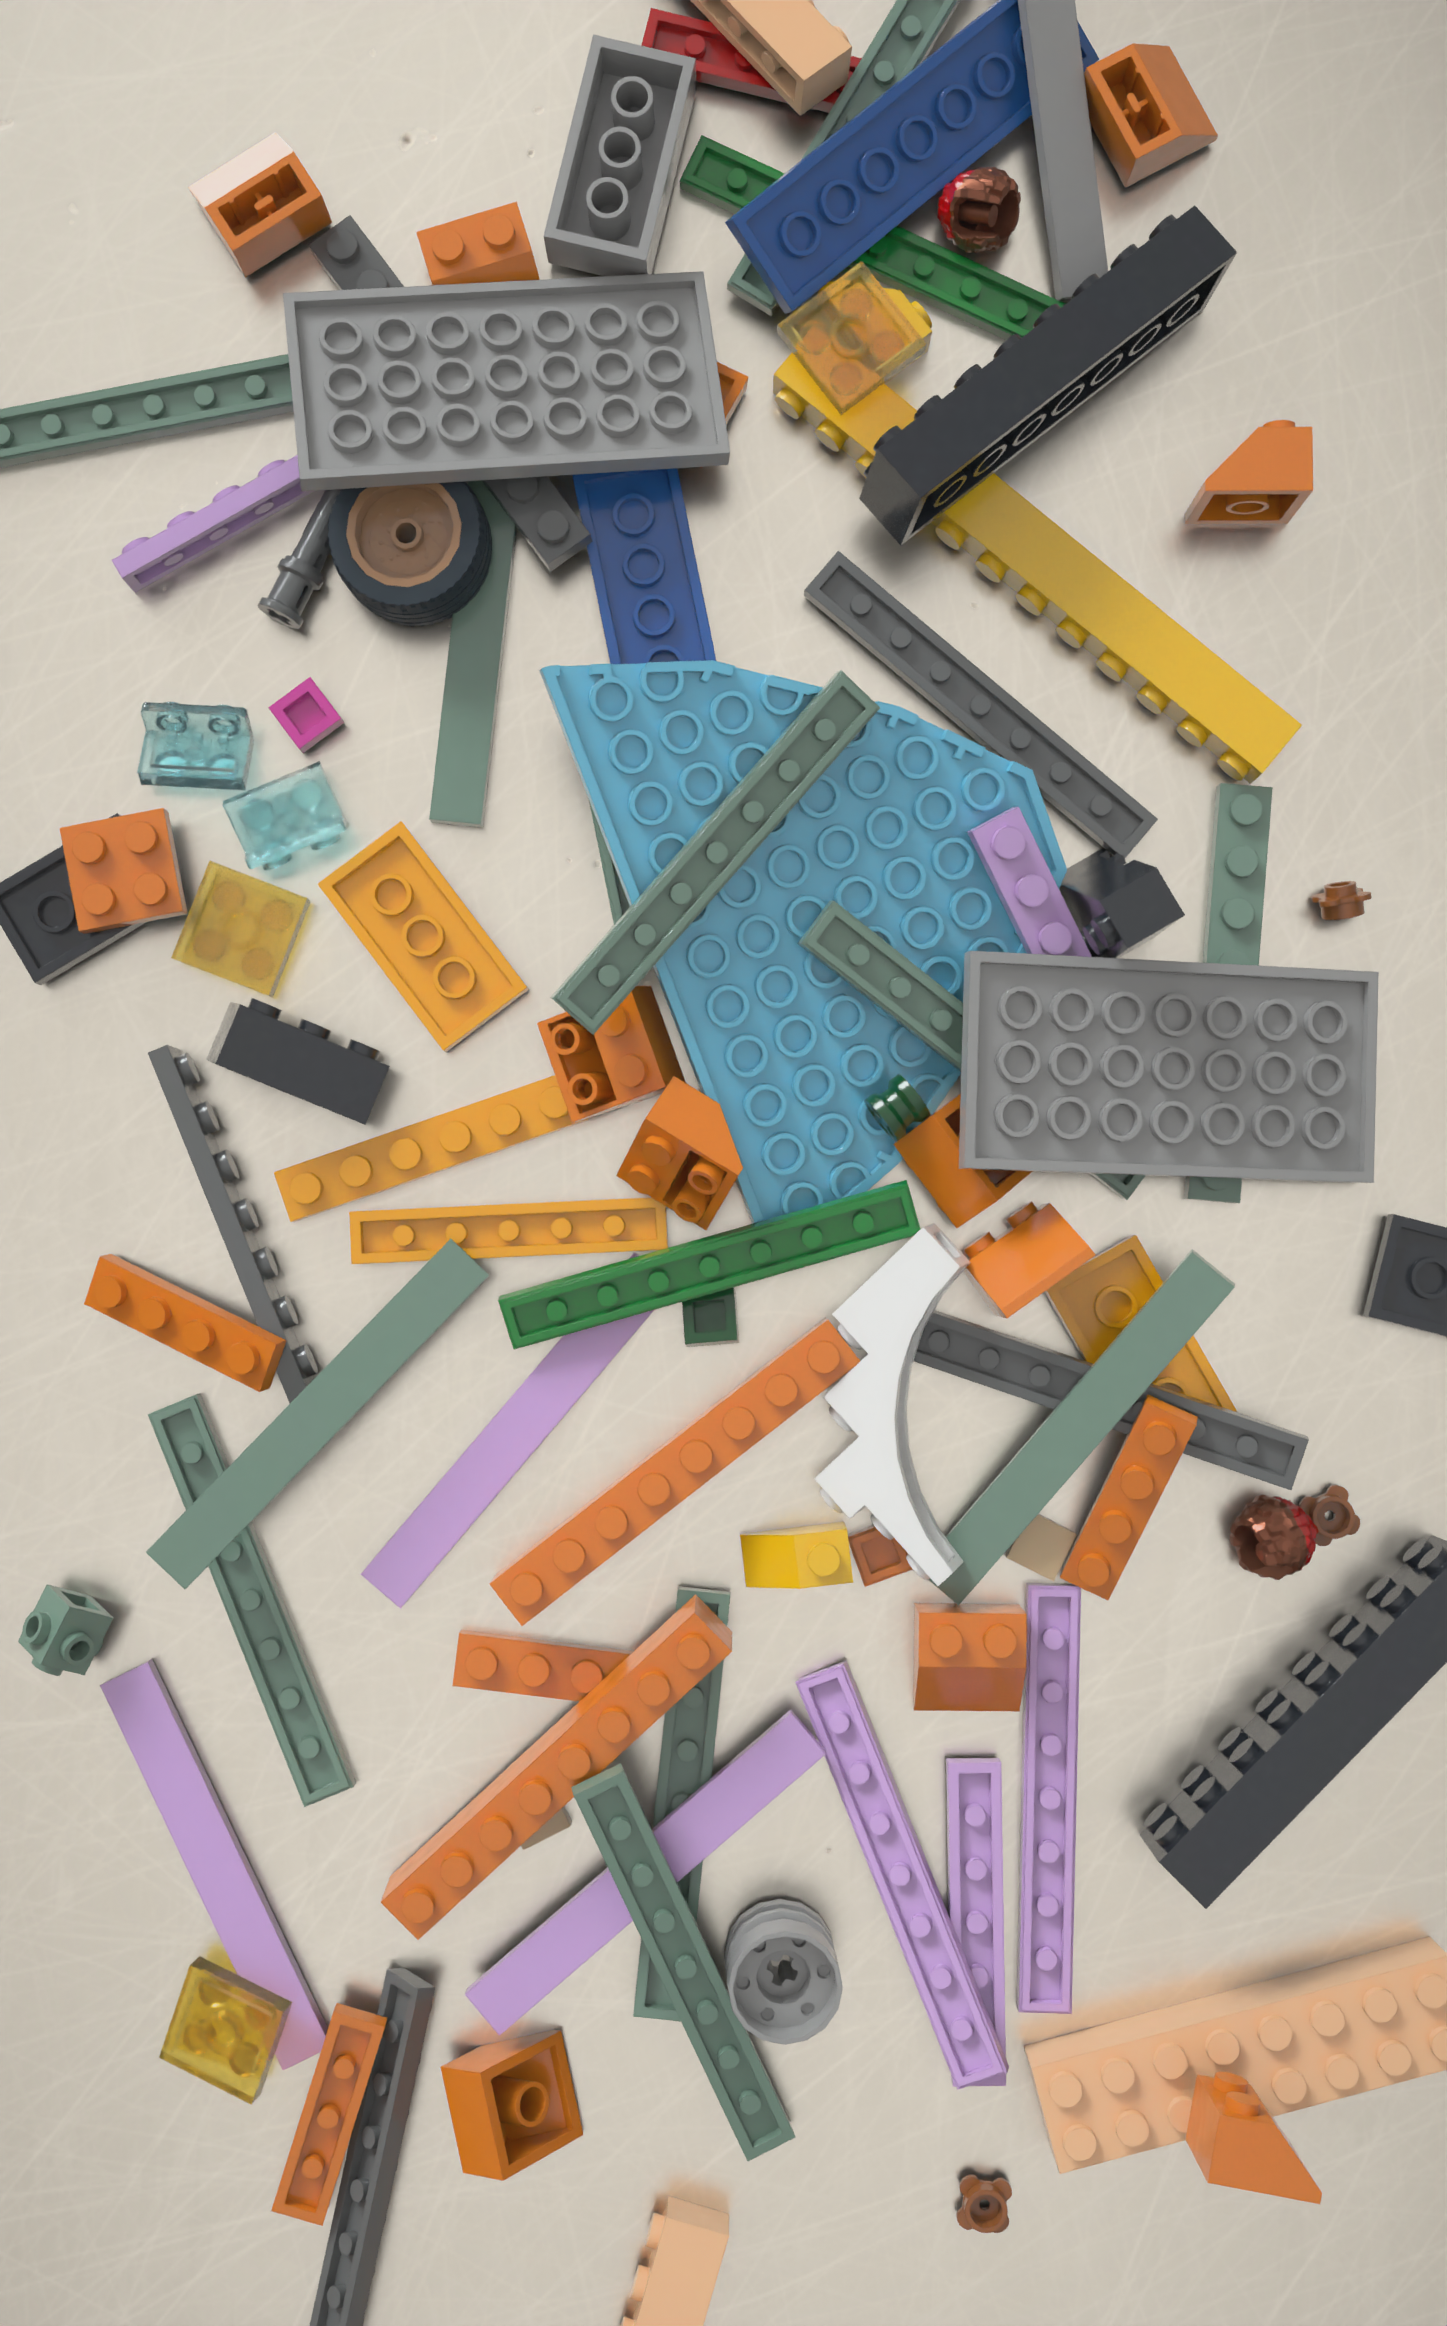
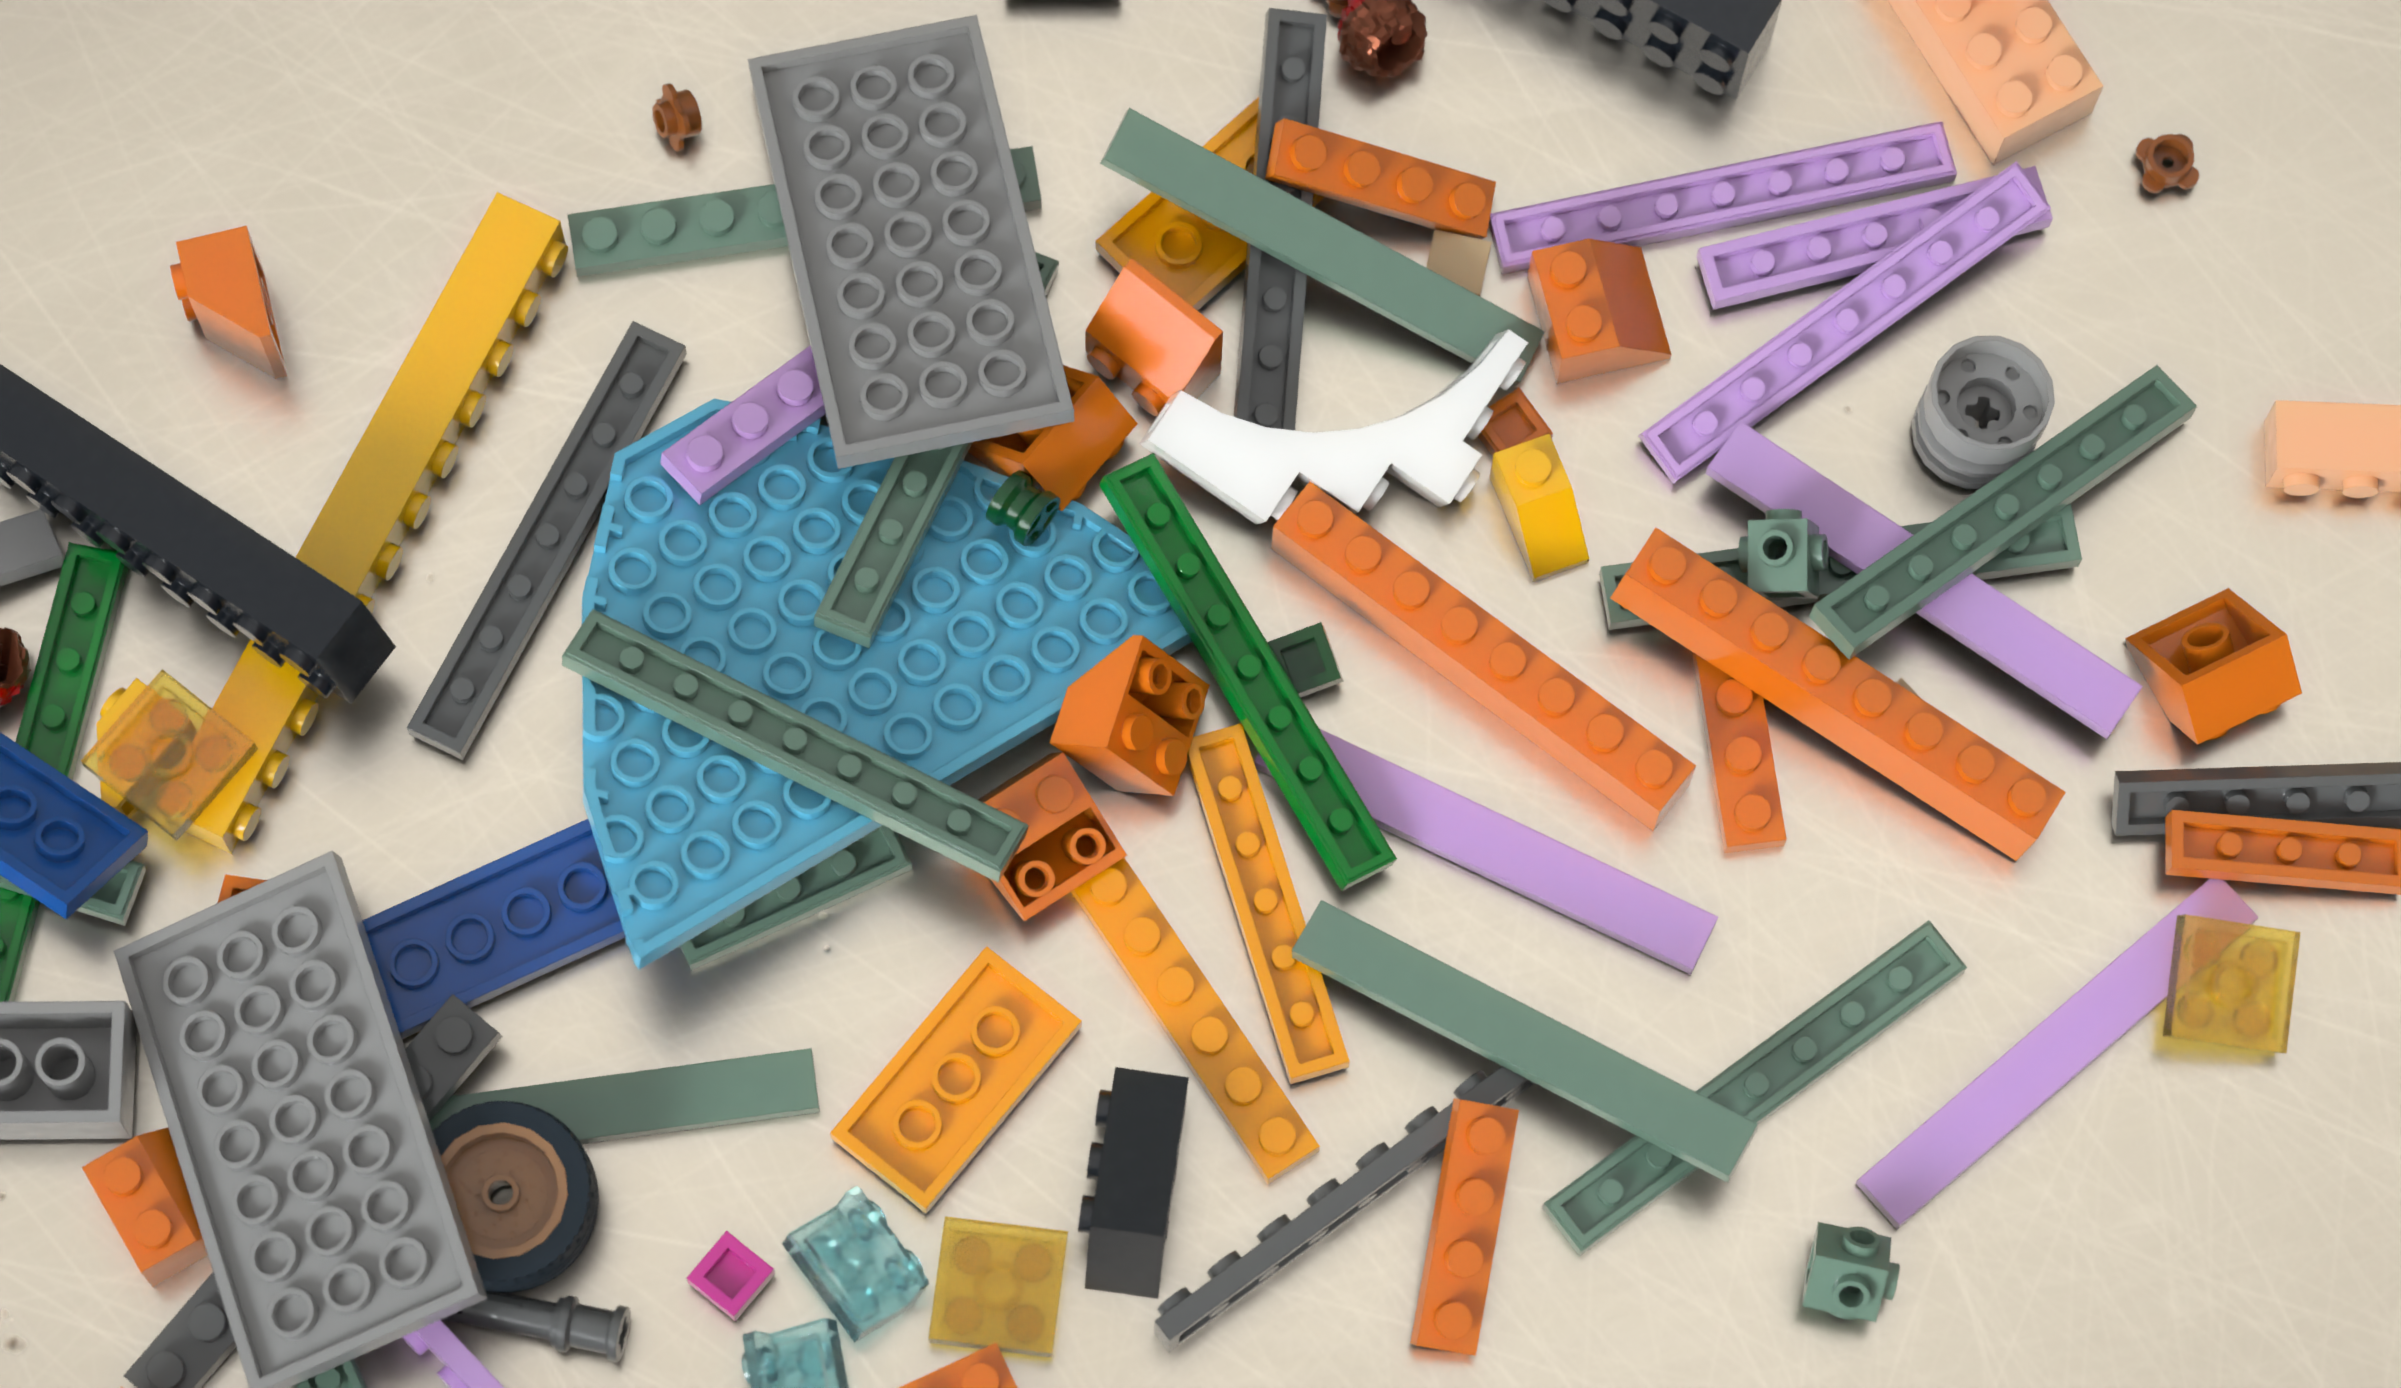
camera: 110 degrees left, 15 degrees down
(671, 1745) = (1794, 573): none -> sand green brick
(1118, 903) = (748, 326): black wedge -> none

